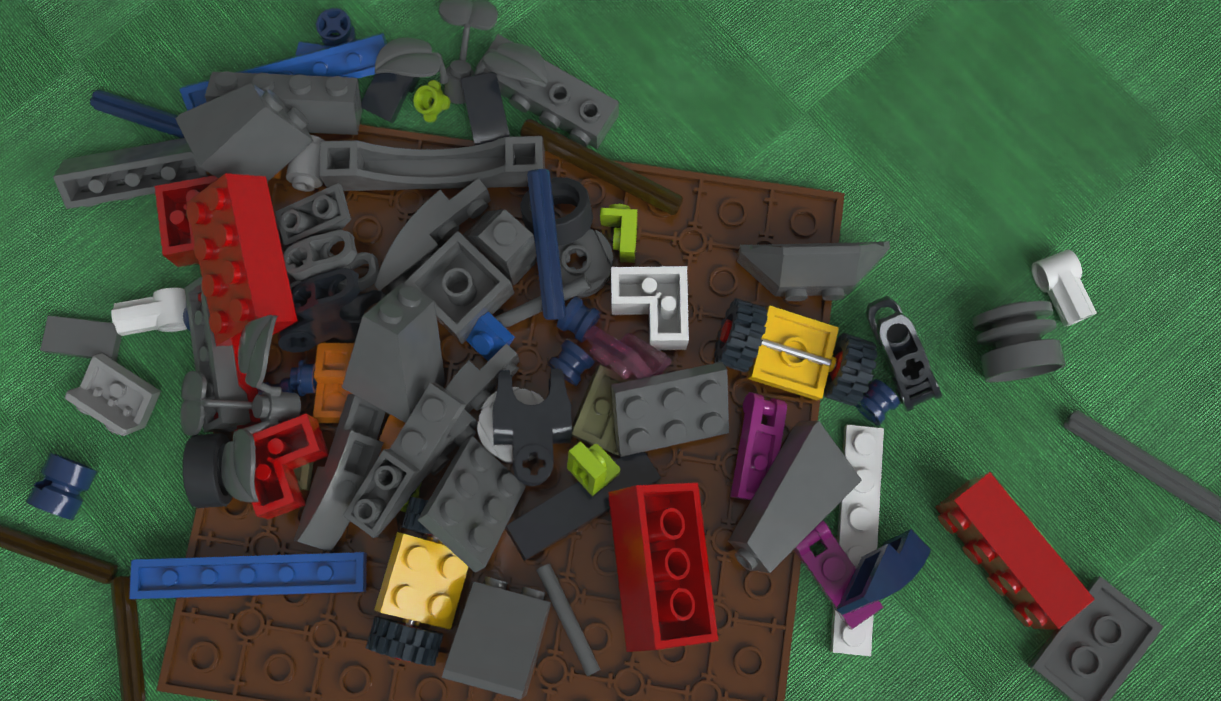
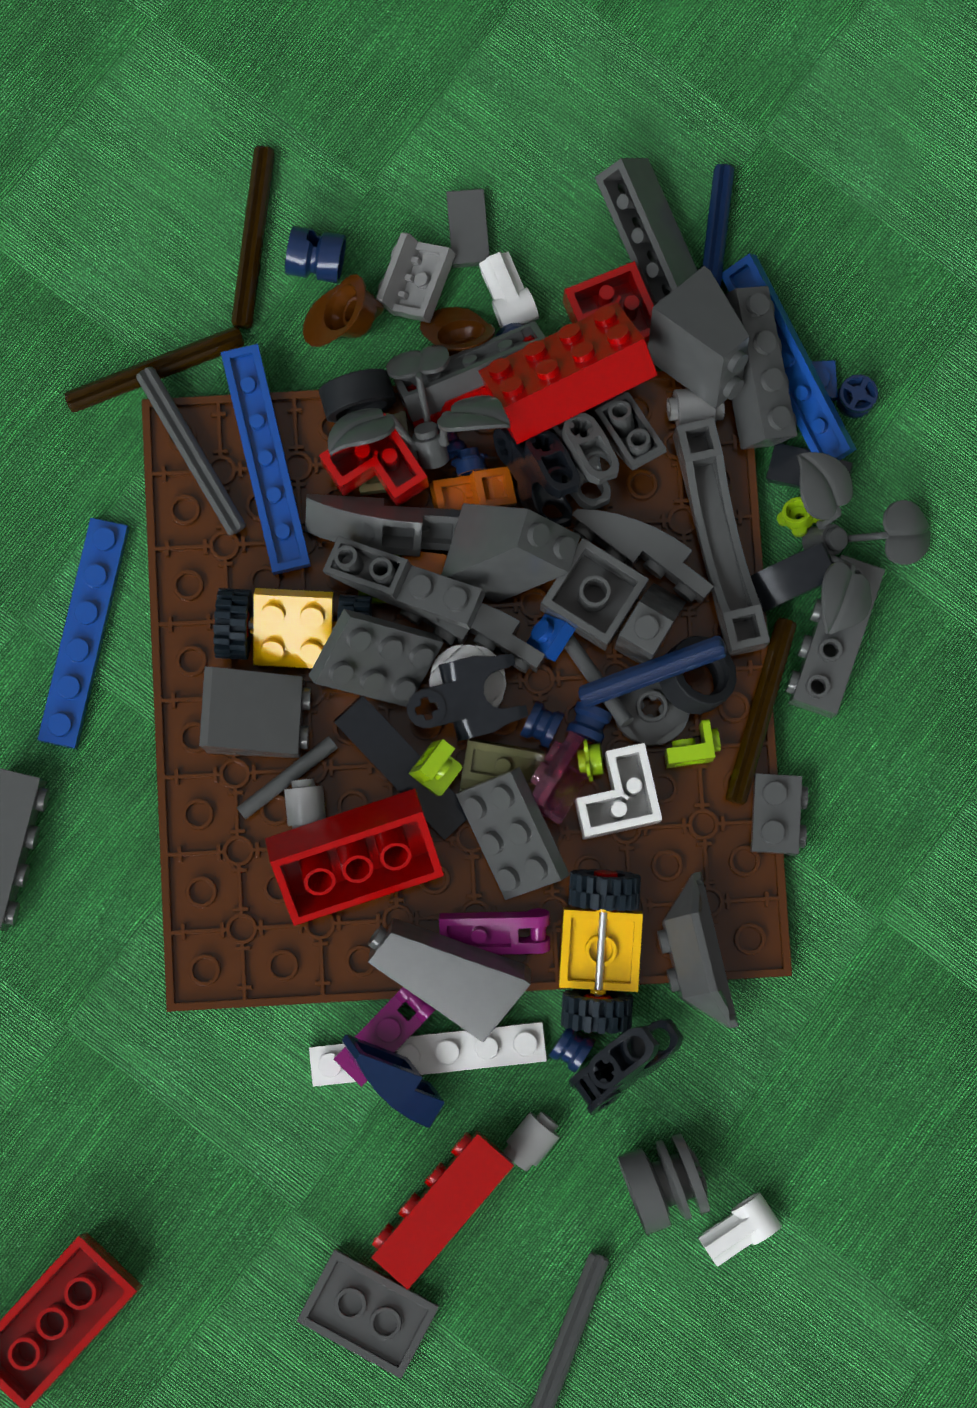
camera: 75 degrees right, 5 degrees up
(126, 472) = (341, 312): none -> reddish brown piece
(173, 365) = (457, 329): none -> reddish brown piece
(219, 650) = (190, 450): none -> dark grey axle
(598, 606) = (304, 803): none -> light grey brick
(614, 324) = (590, 760): none -> lime plate
(697, 173) = (778, 814): none -> dark grey bracket
(955, 456) = (532, 1140): none -> light grey brick

